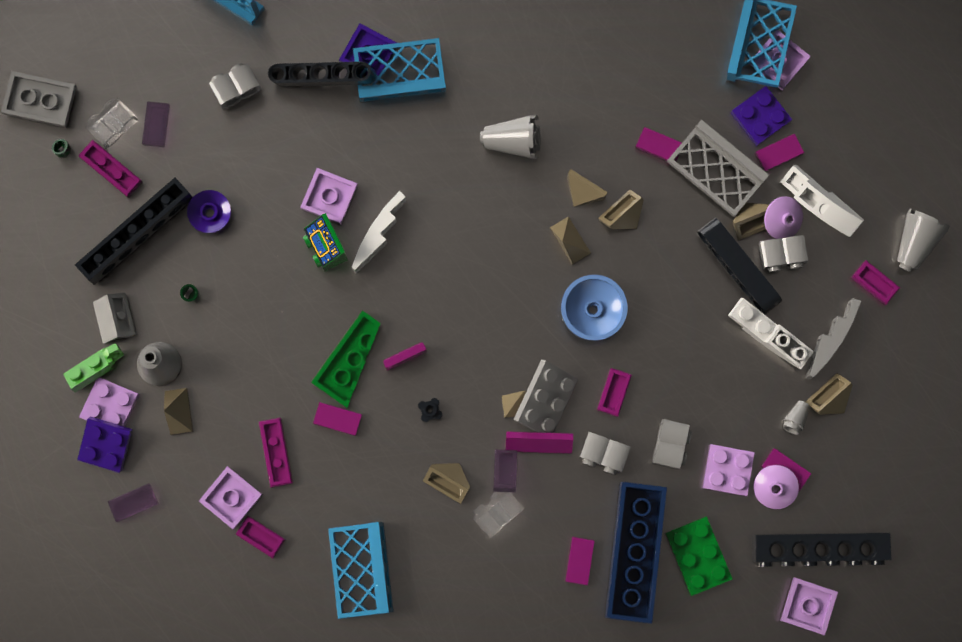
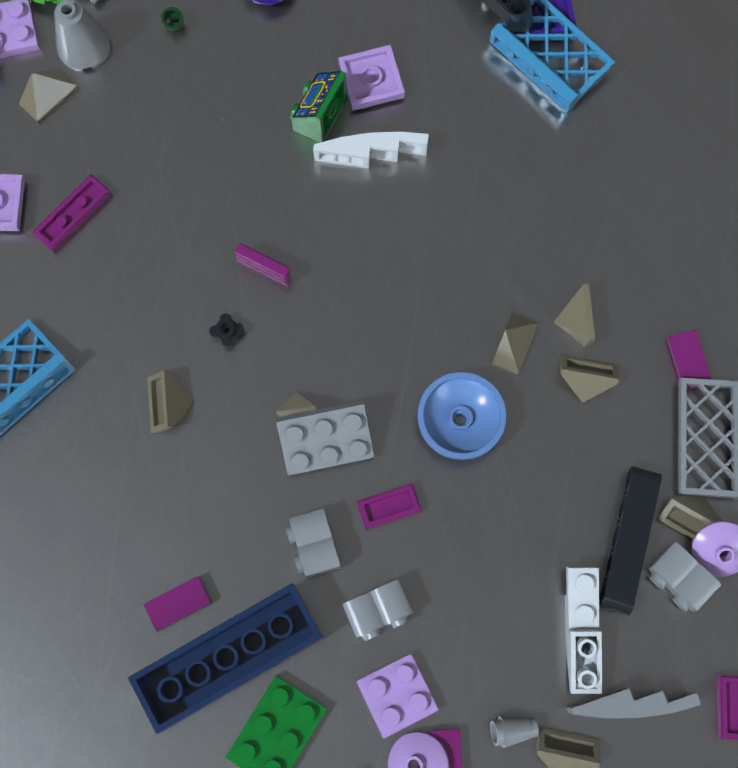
camera: 55 degrees right, 5 degrees down
(337, 419) = (150, 247): magenta tile -> none
(343, 367) = (211, 213): green wing -> none
(497, 512) = (166, 476): clear brick -> none
(505, 471) = (216, 451): clear purple tile -> none
(513, 137) = (577, 207): light grey cone -> none
(539, 442) = (274, 465): magenta tile -> none

